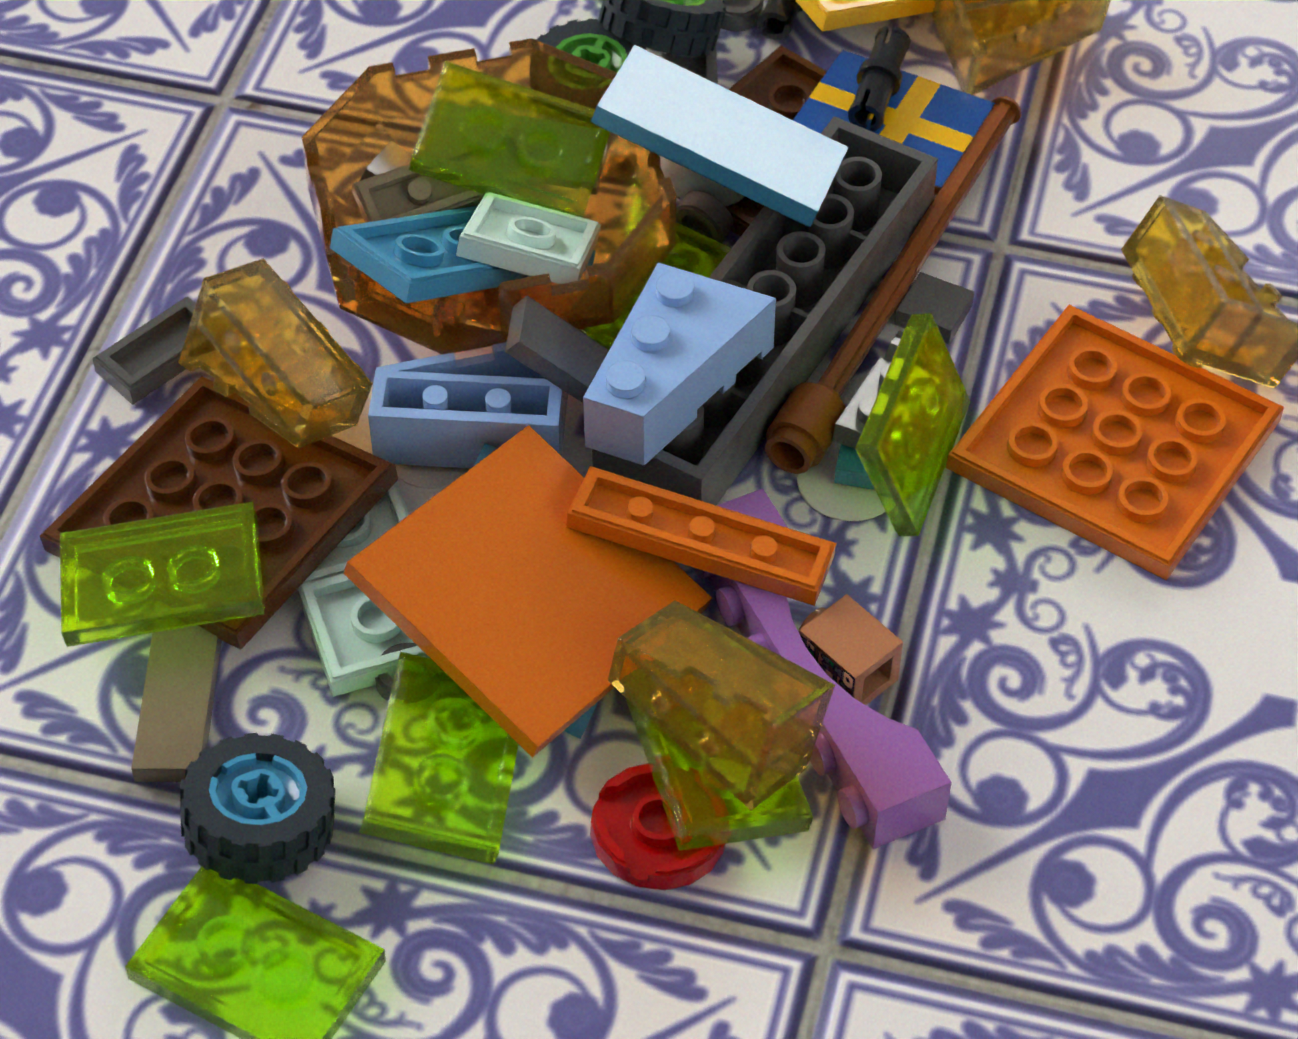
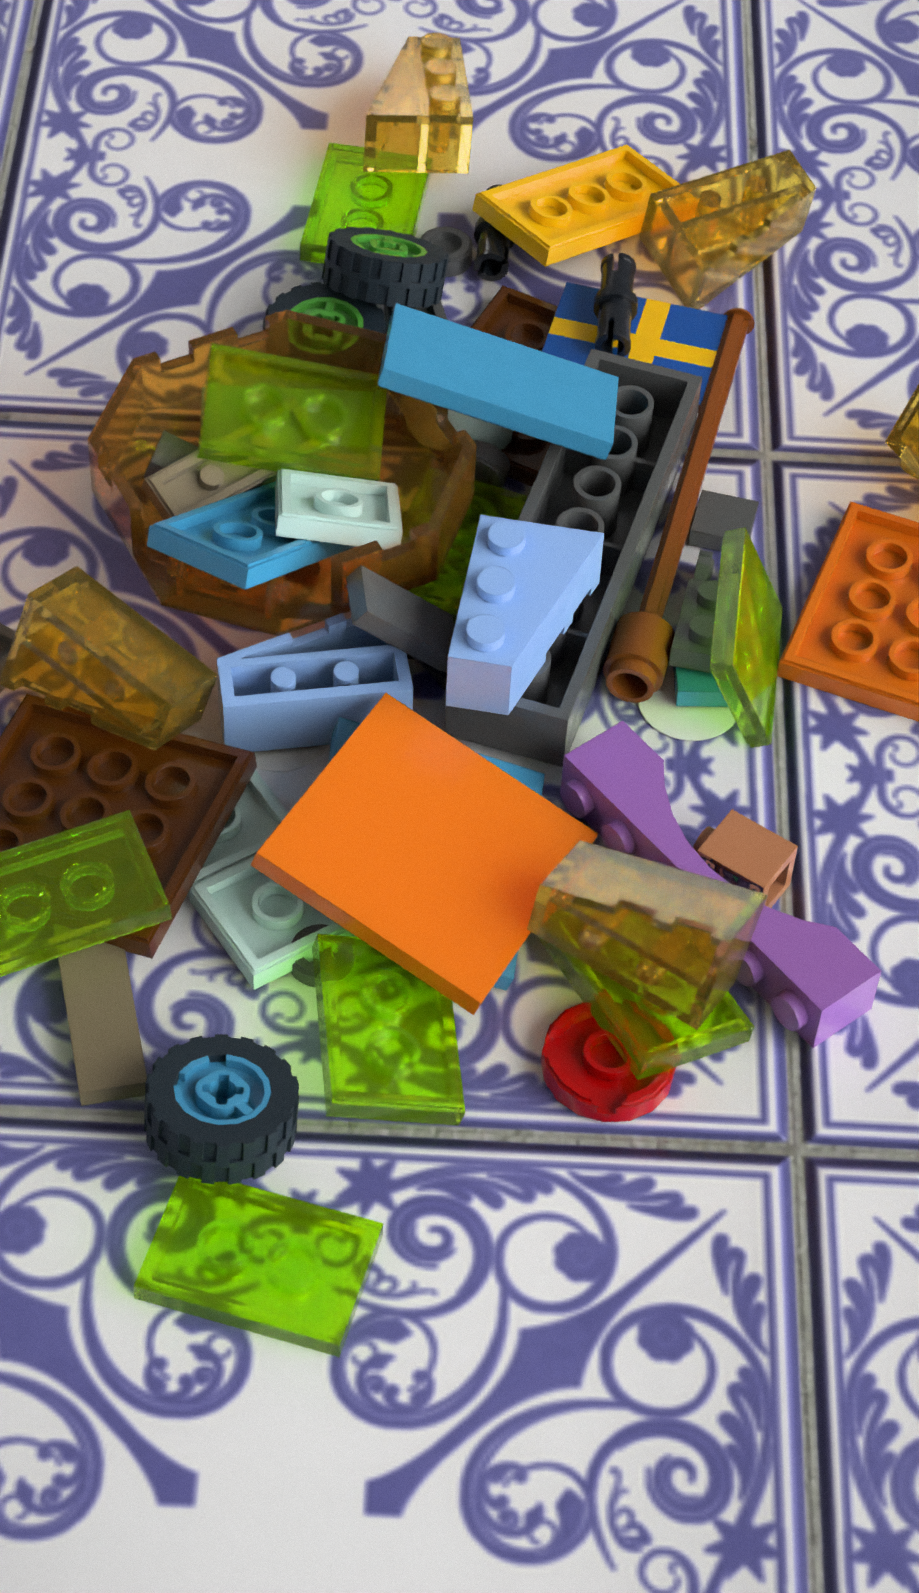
camera: 15 degrees left, 0 degrees up
(701, 535) = (581, 774): orange tile -> none

